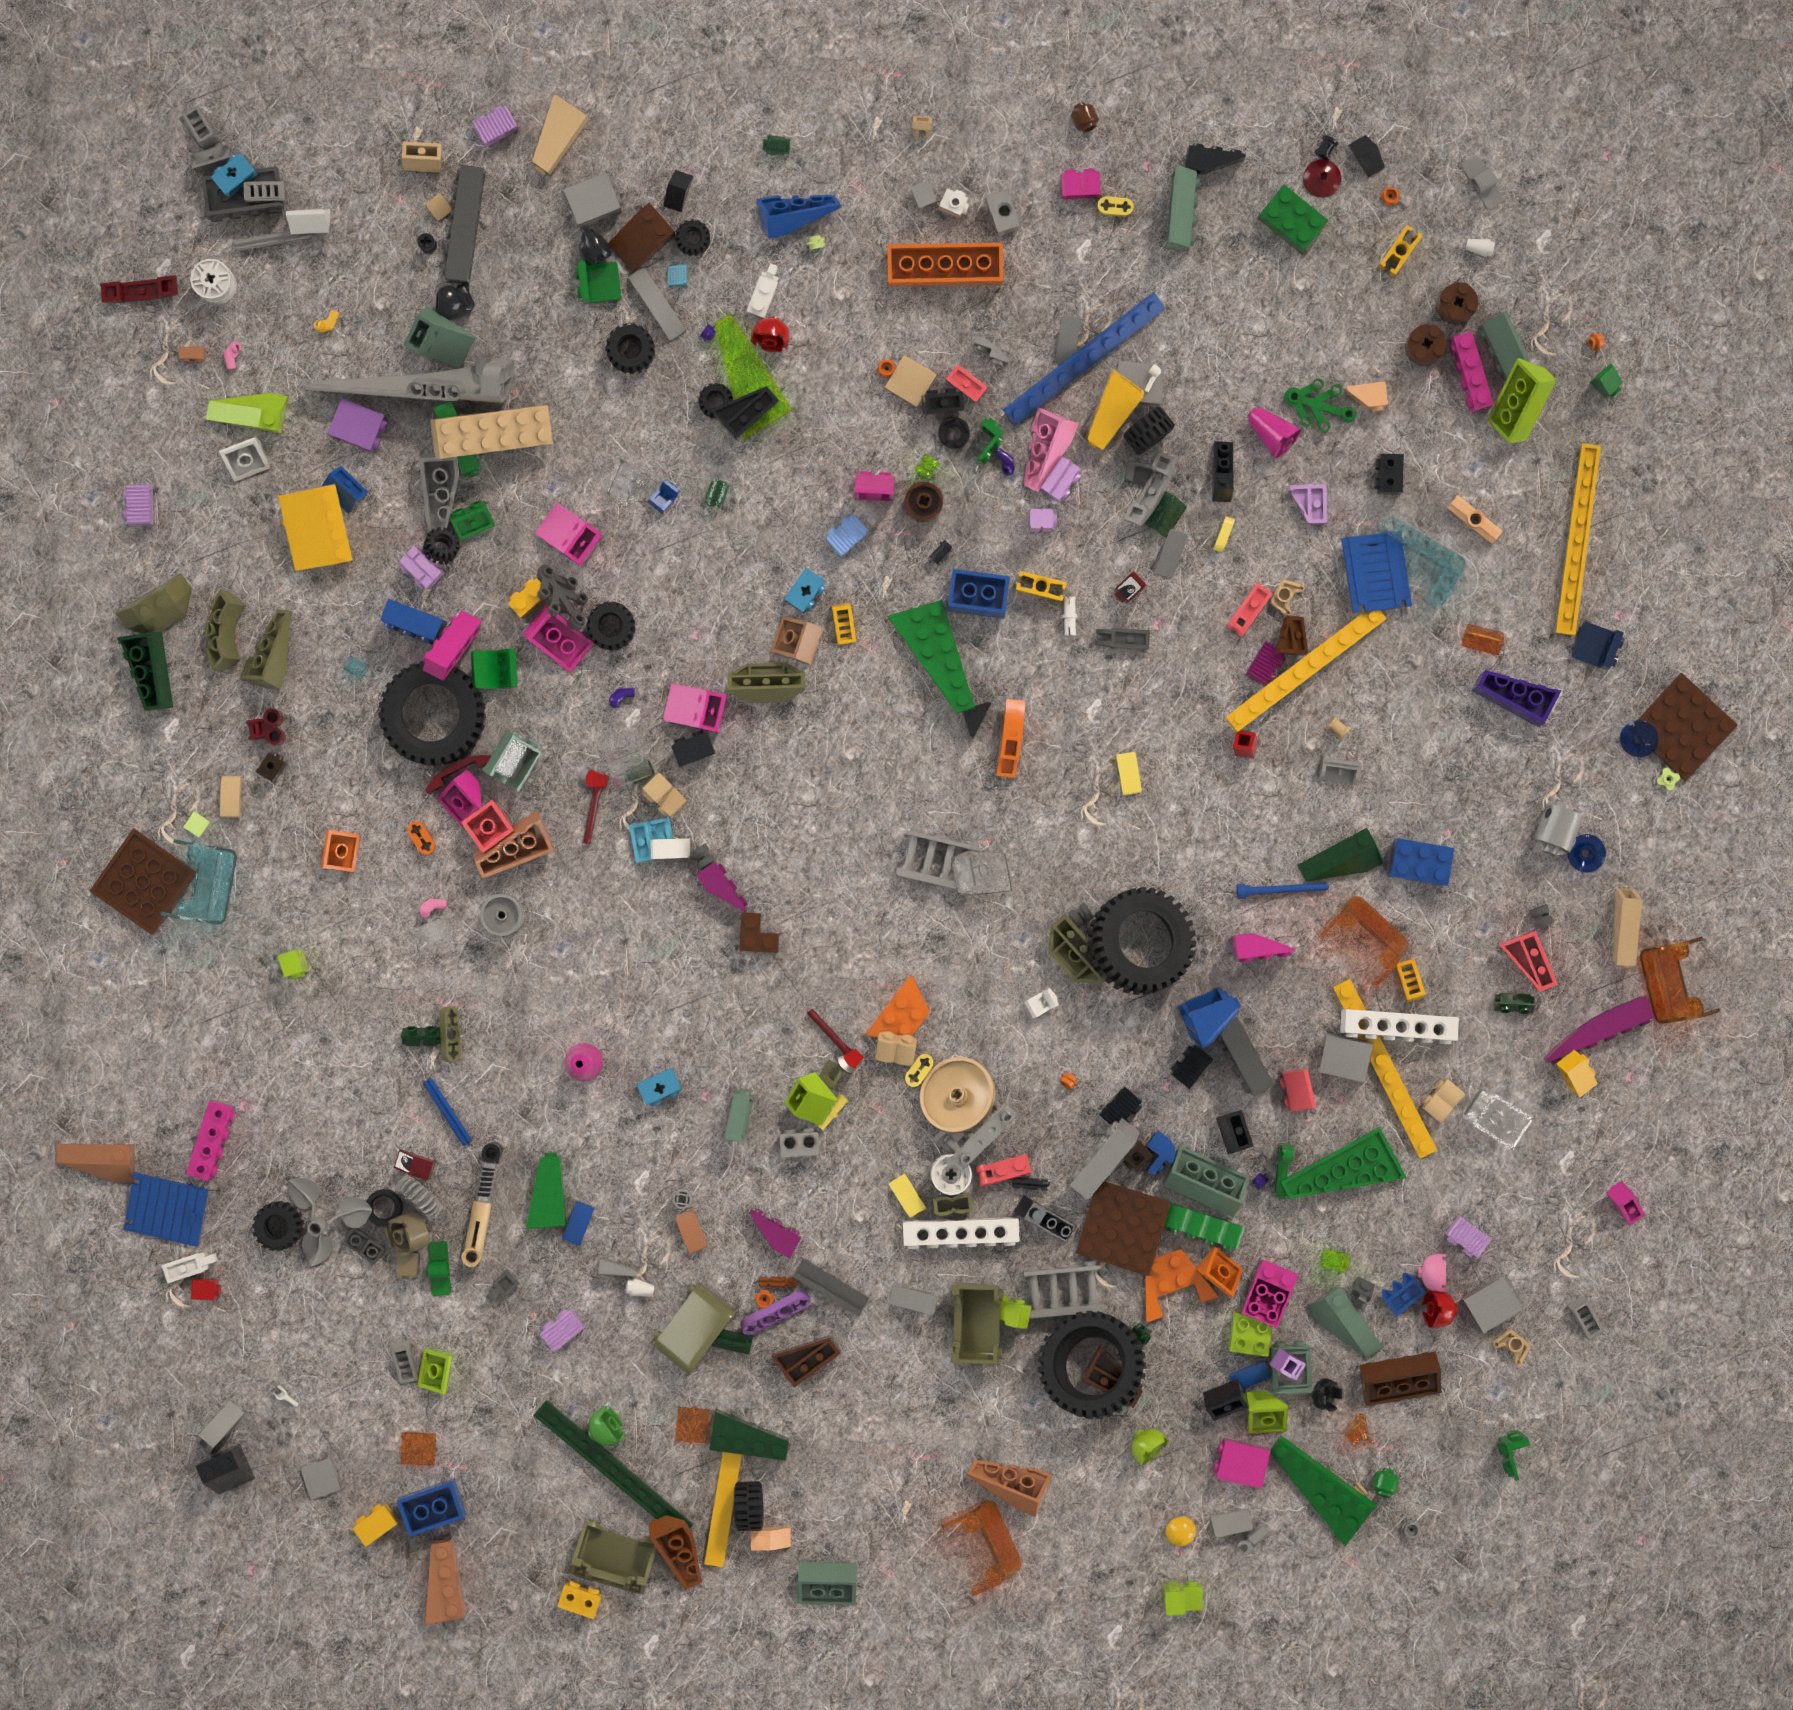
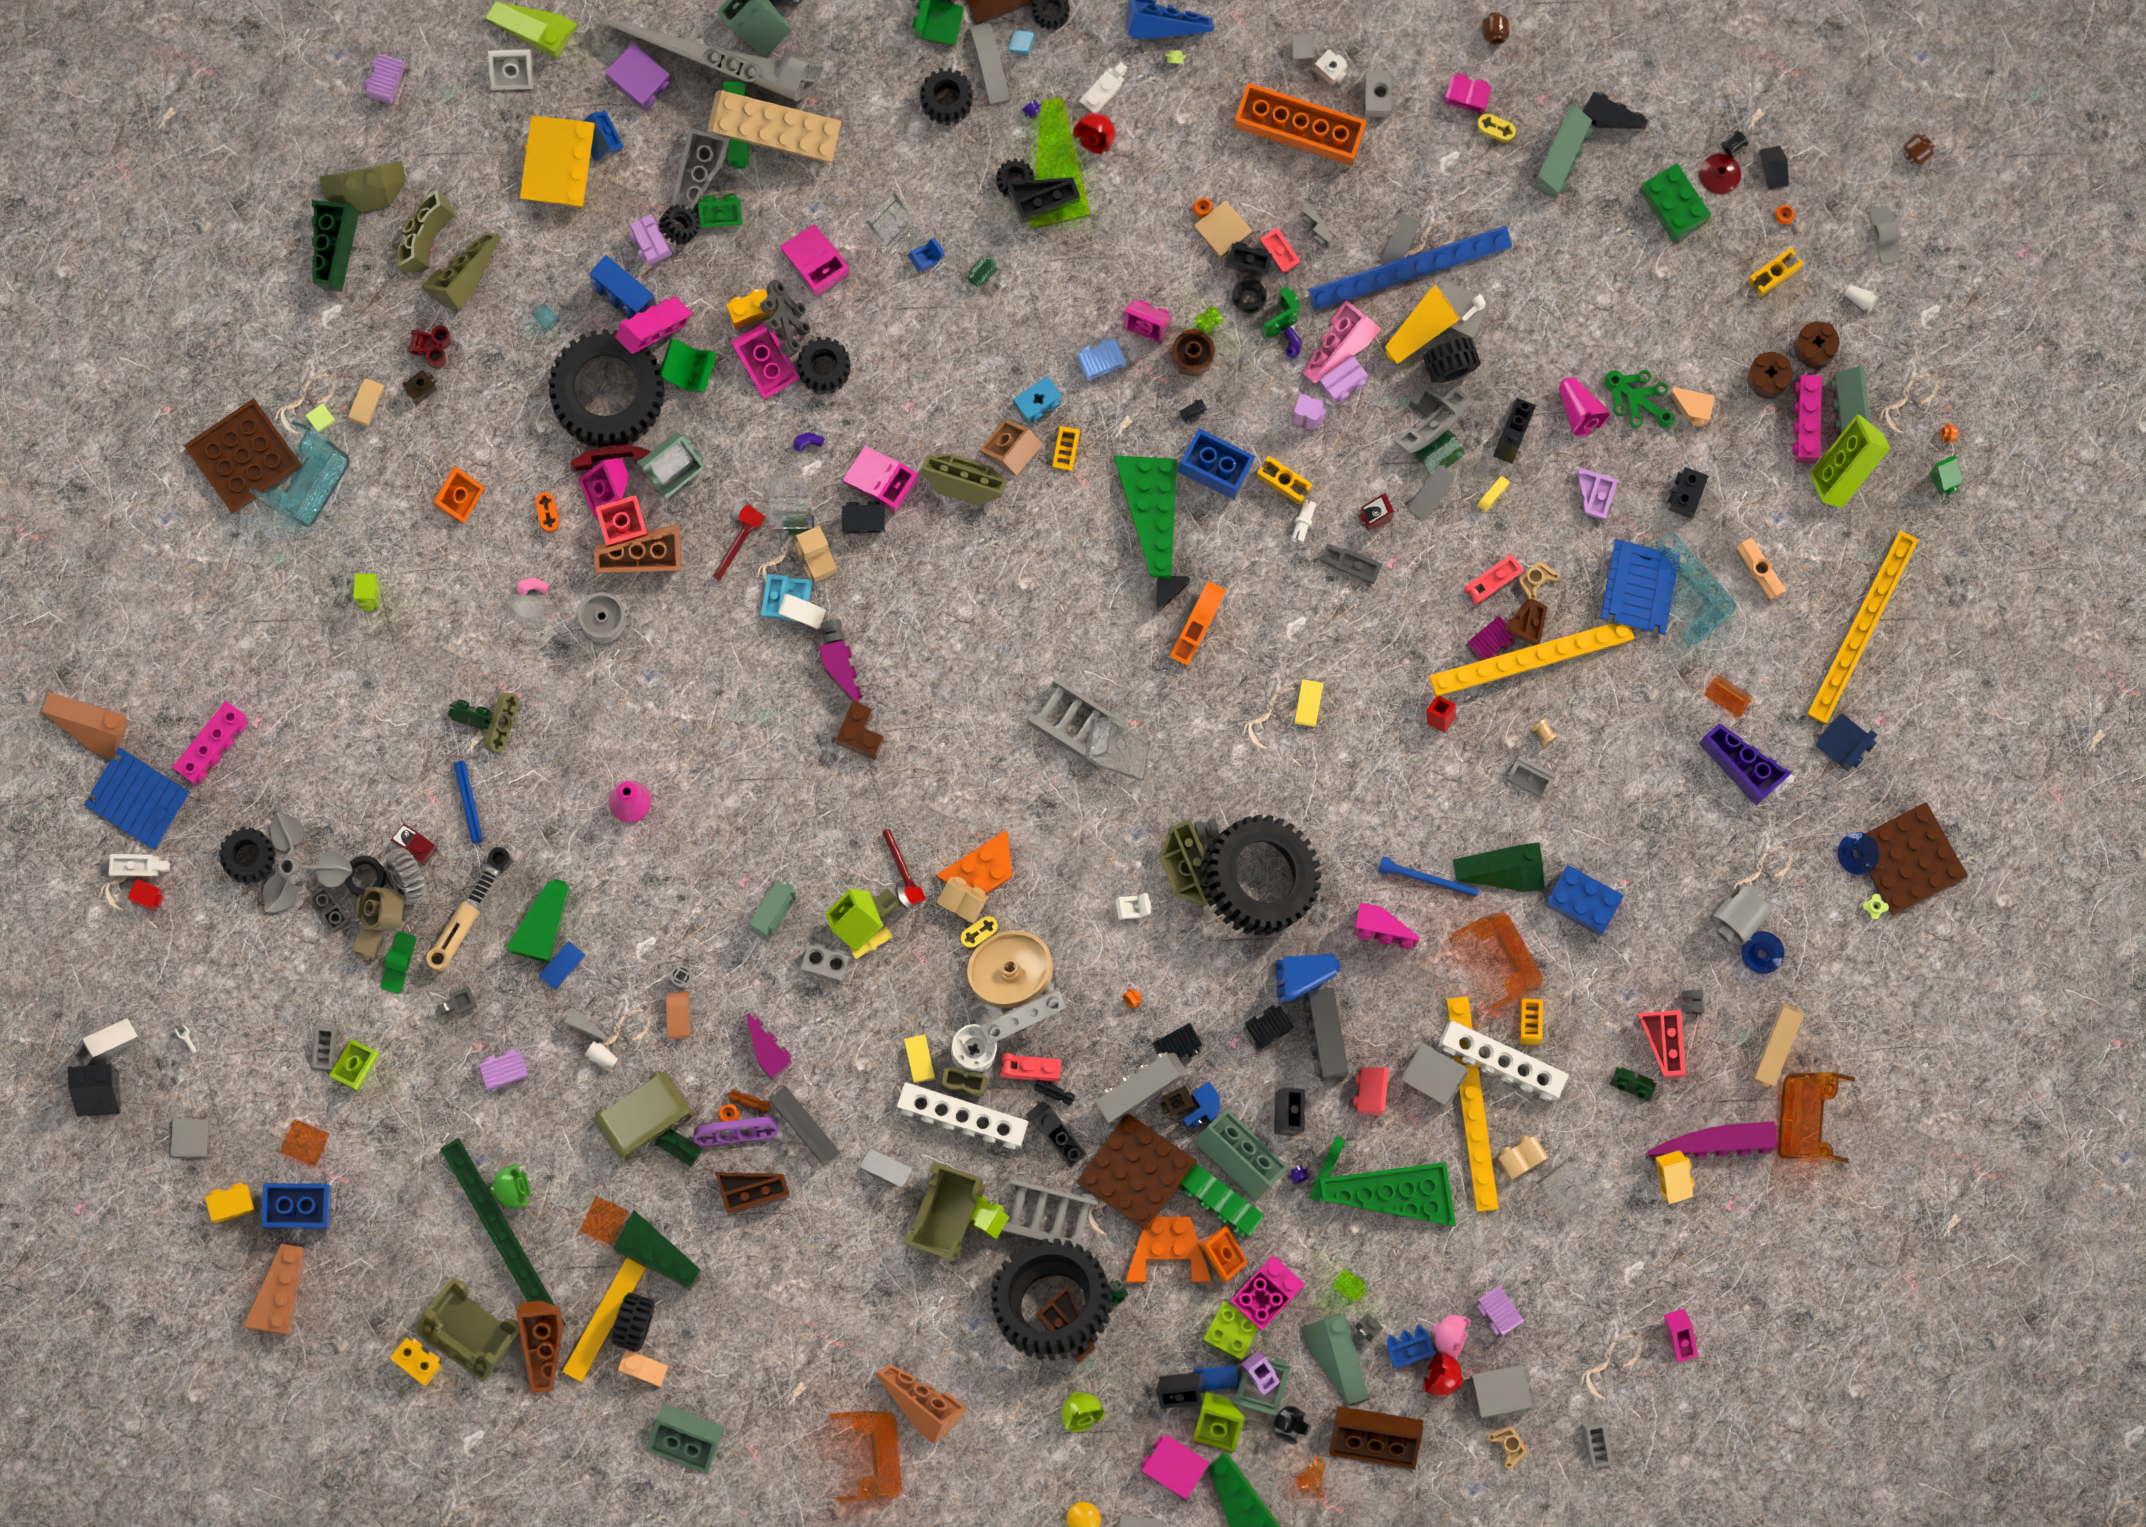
camera: 15 degrees right, 10 degrees down
(668, 1079) = (689, 849): dark azure brick -> none
(1487, 96) = (1918, 149): none -> reddish brown head

